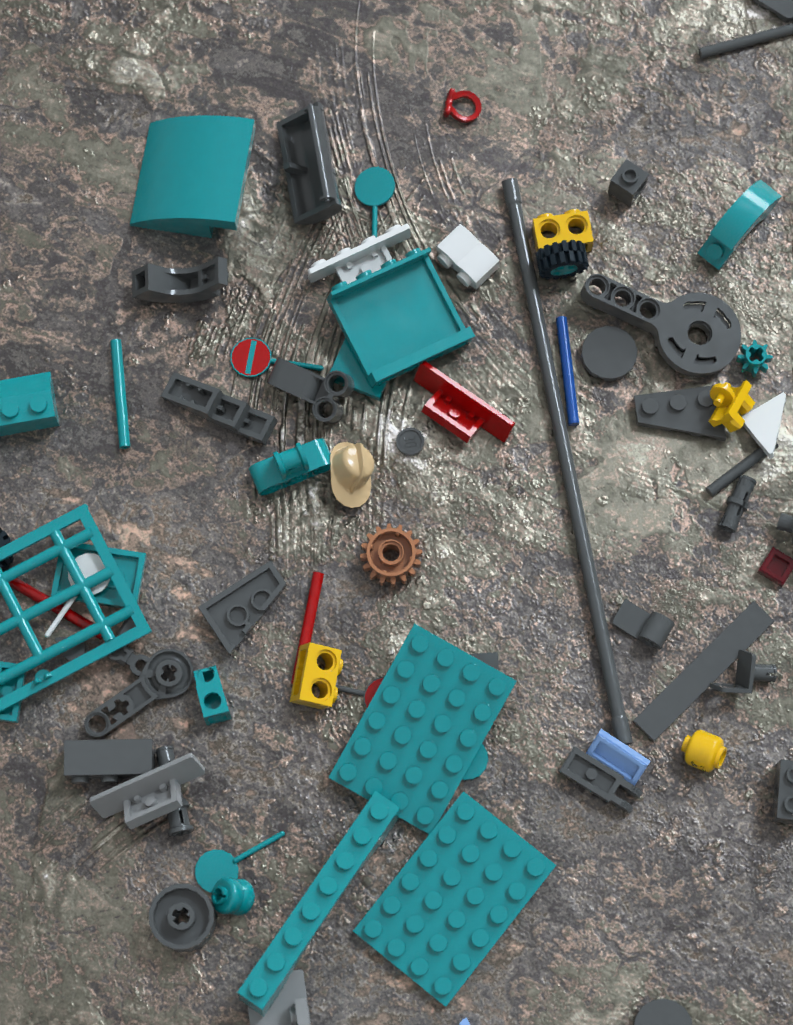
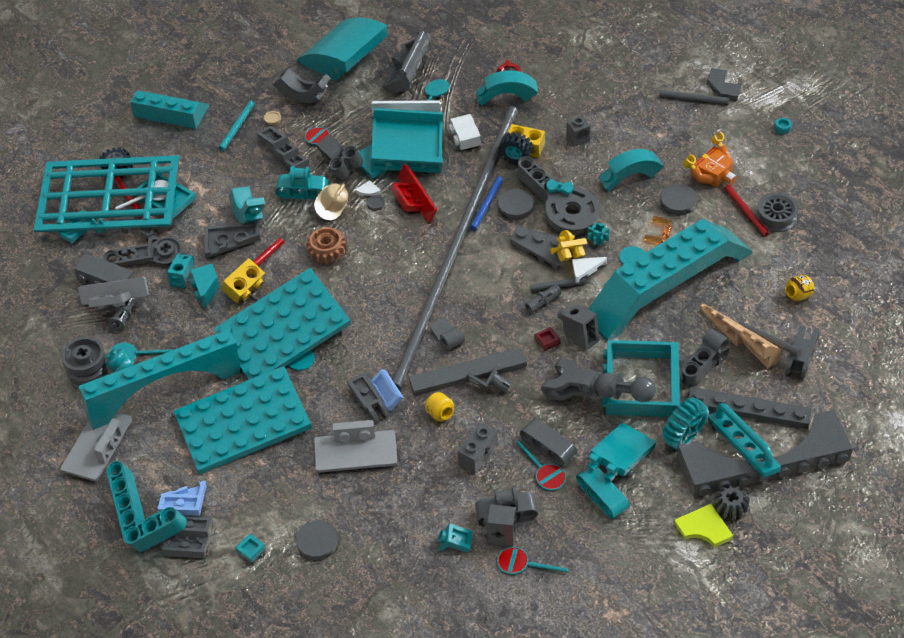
camera: 30 degrees right, 25 degrees down
(163, 353) = (272, 118): none -> tan piece
(240, 549) = (244, 207): none -> teal arch
(263, 702) = (205, 282): none -> teal slope
(388, 425) = (368, 189): none -> white tile
(485, 143) = (507, 82): none -> teal arch
(632, 871) = (355, 447): none -> light grey bracket
(676, 306) = (566, 188): none -> teal piece

